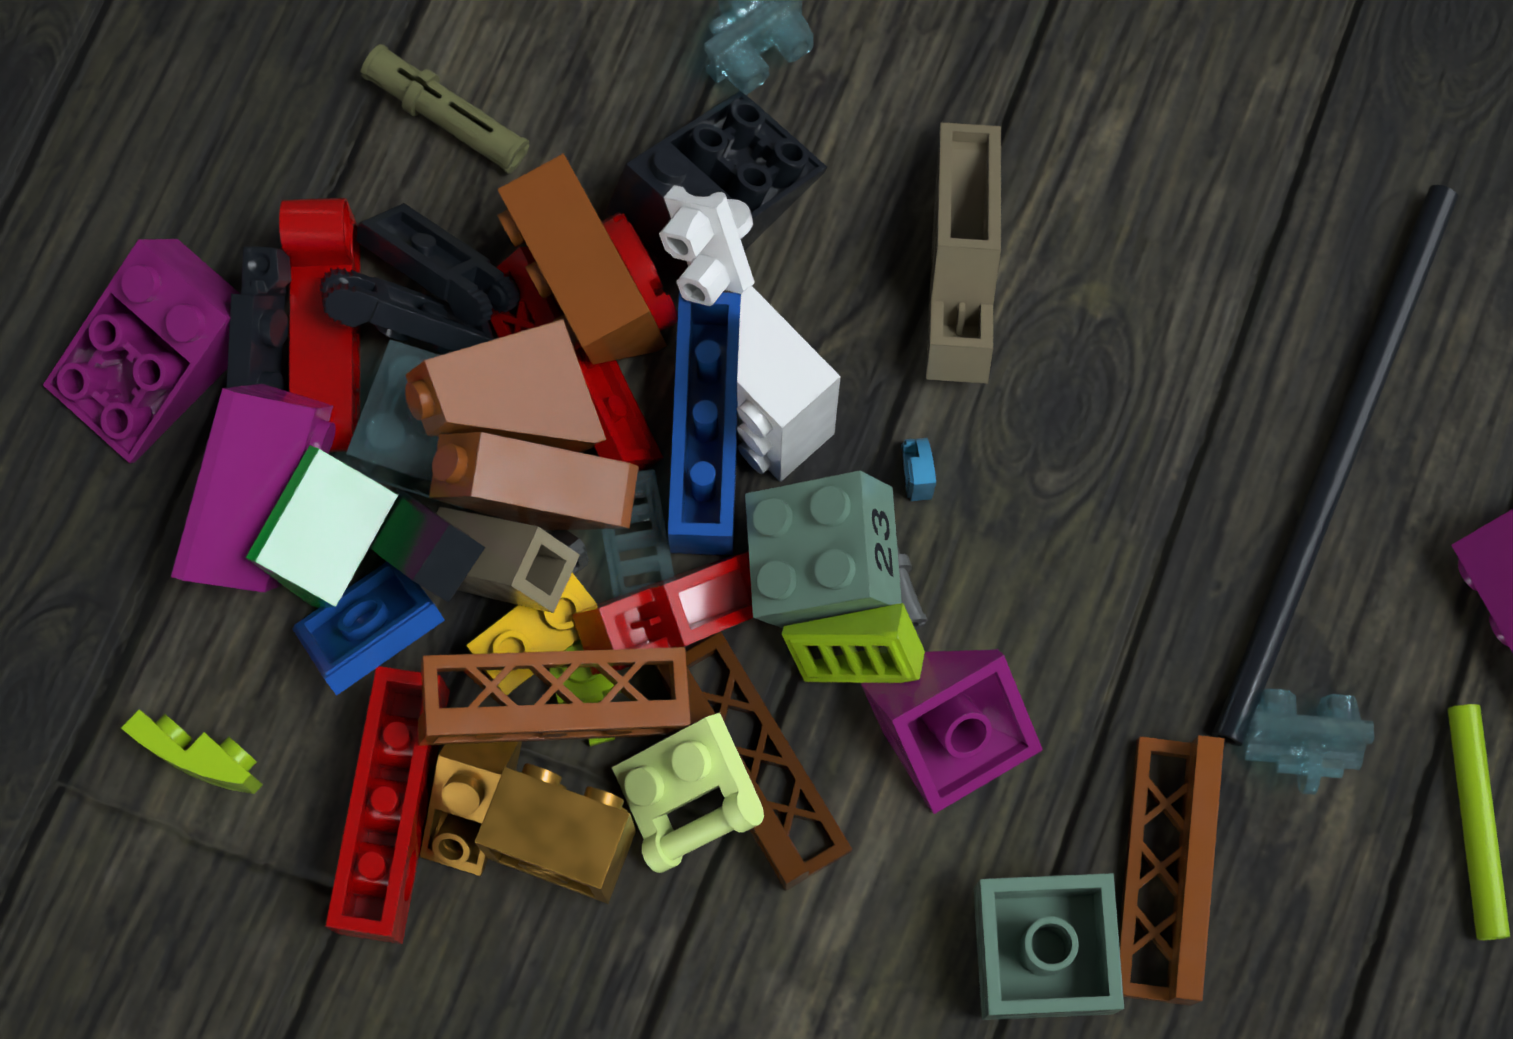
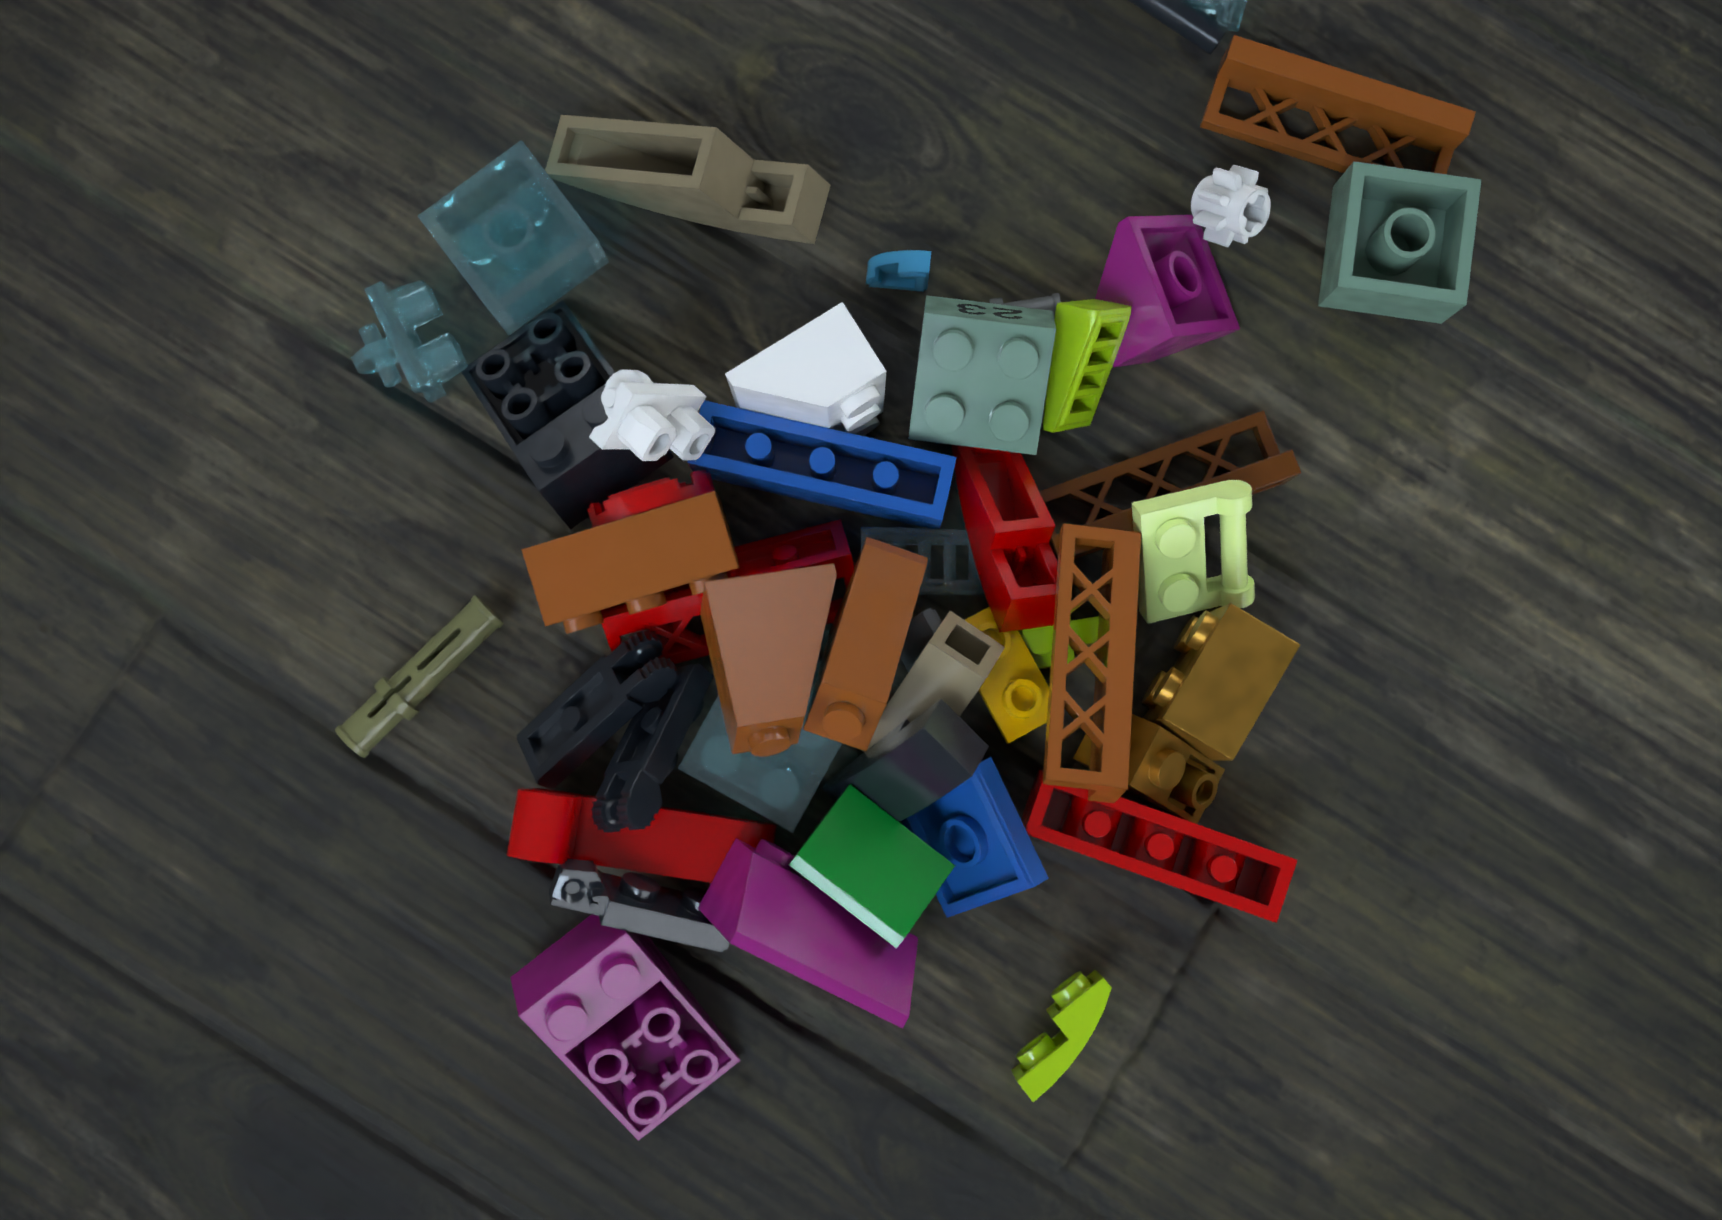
camera: 80 degrees left, 10 degrees up
(868, 105) = (514, 237): none -> clear light blue brick
(1052, 773) = (1230, 205): none -> white gear

